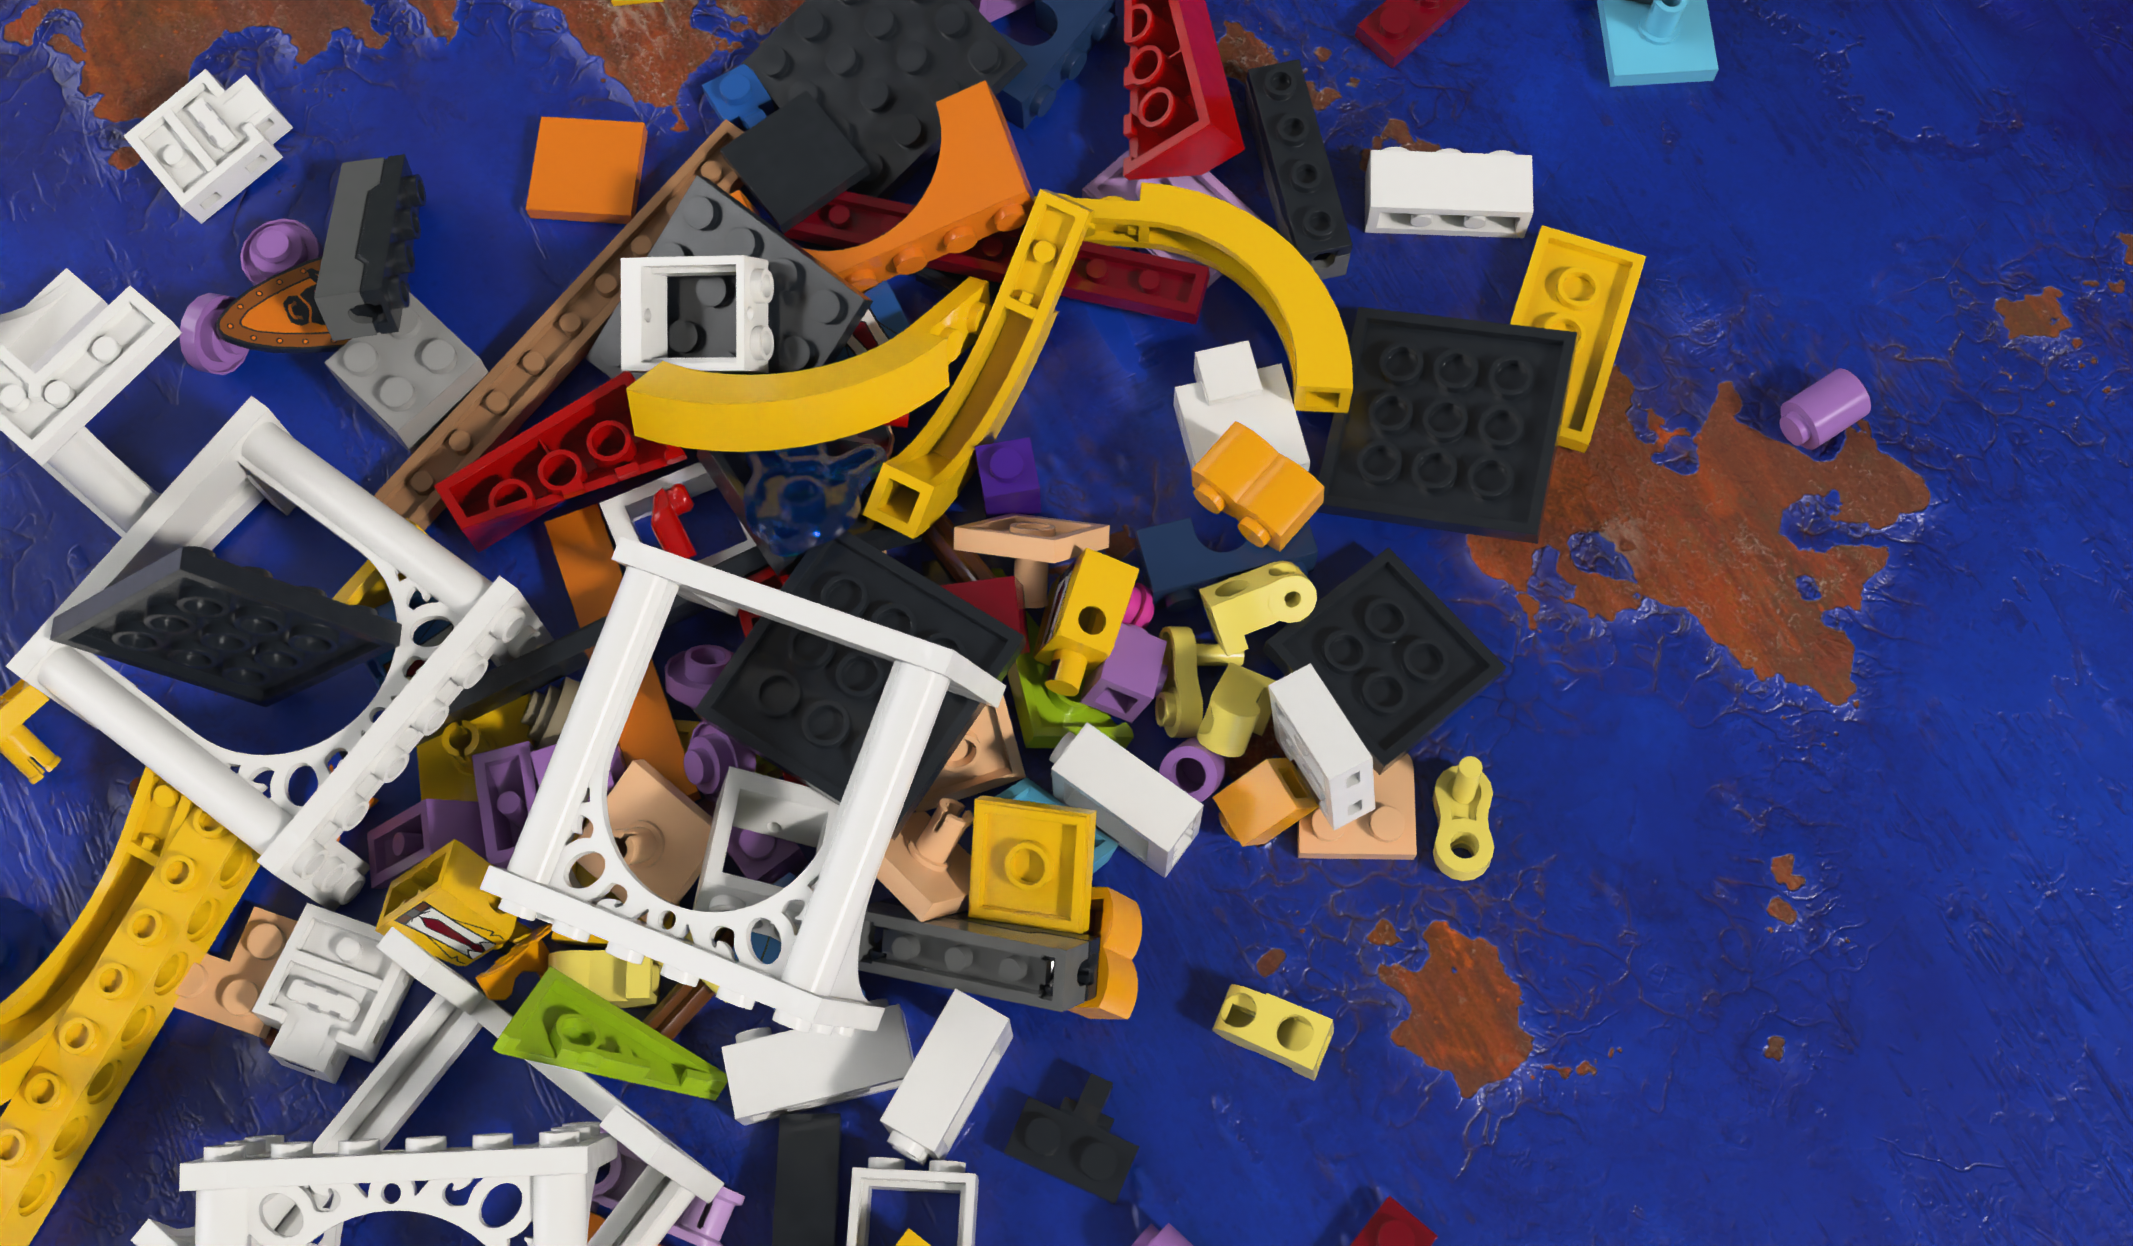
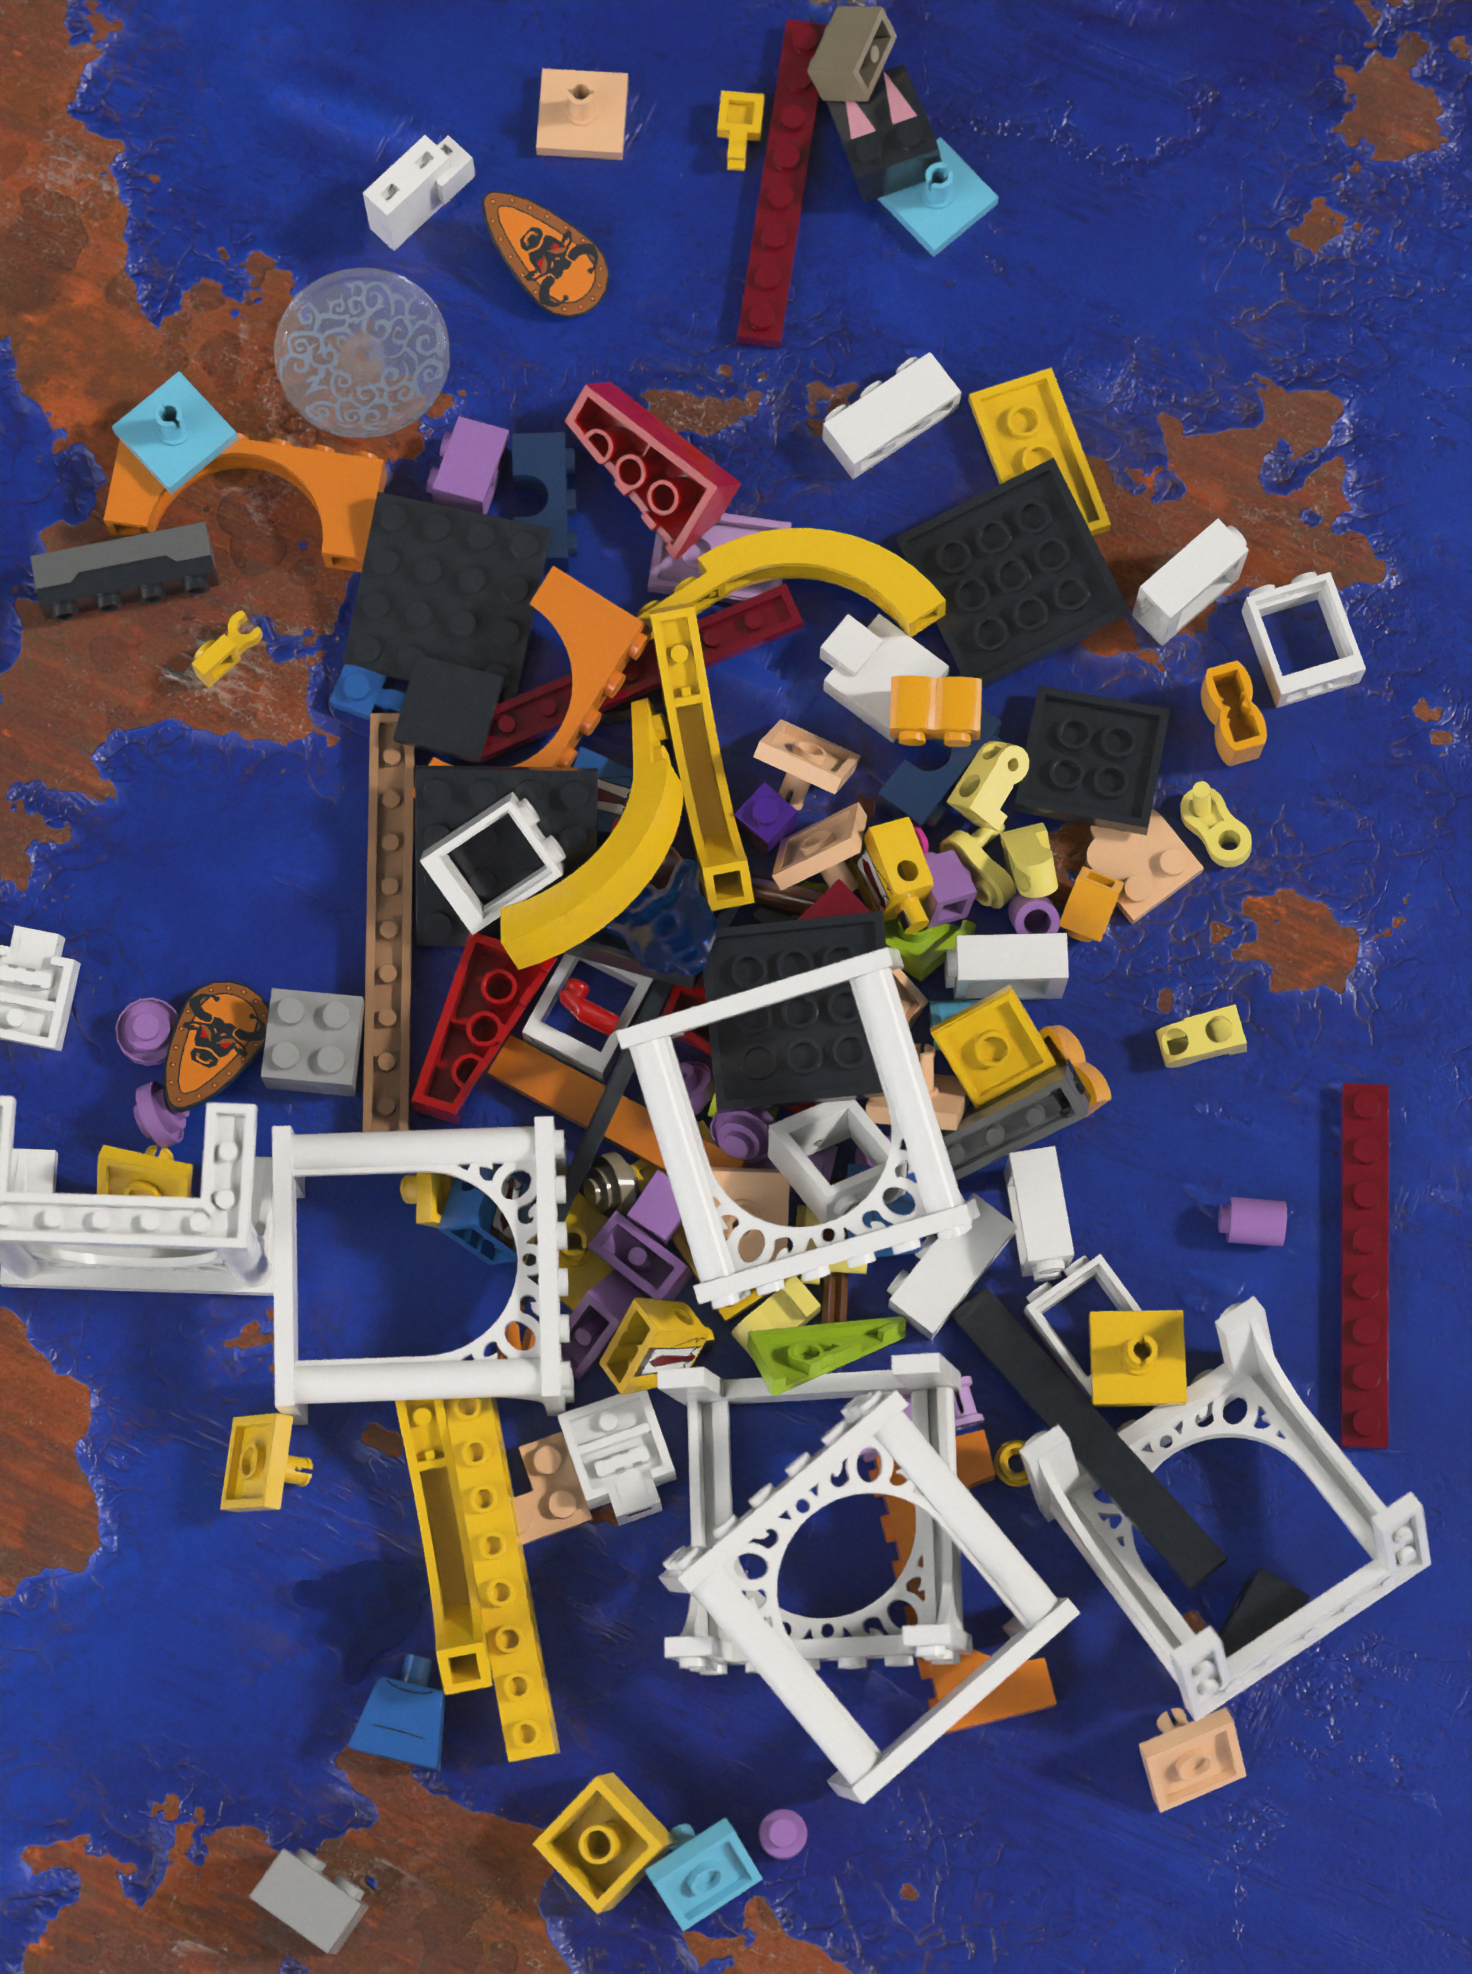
camera: 40 degrees left, 5 degrees up
(147, 408) = (141, 1174): none -> yellow tile
(225, 627) = (392, 1279): black plate -> none
(370, 247) = (222, 977): piece -> none
(526, 956) = (723, 1344): light orange piece -> none
(587, 170) = (300, 817): orange tile -> none
(1075, 1142) = (1137, 1195): black hinge -> none
(1091, 448) = (806, 760): none -> light nougat tile
(1297, 166) = (780, 469): black piece -> none
(1323, 746) = (1109, 843): white piece -> none
(1570, 716) = (1238, 722): none -> light orange brick
(1628, 553) = (1190, 581): none -> white window
(1687, 749) = (1314, 680): none -> white window
(1824, 409) = (1237, 392): medium lavender brick -> none

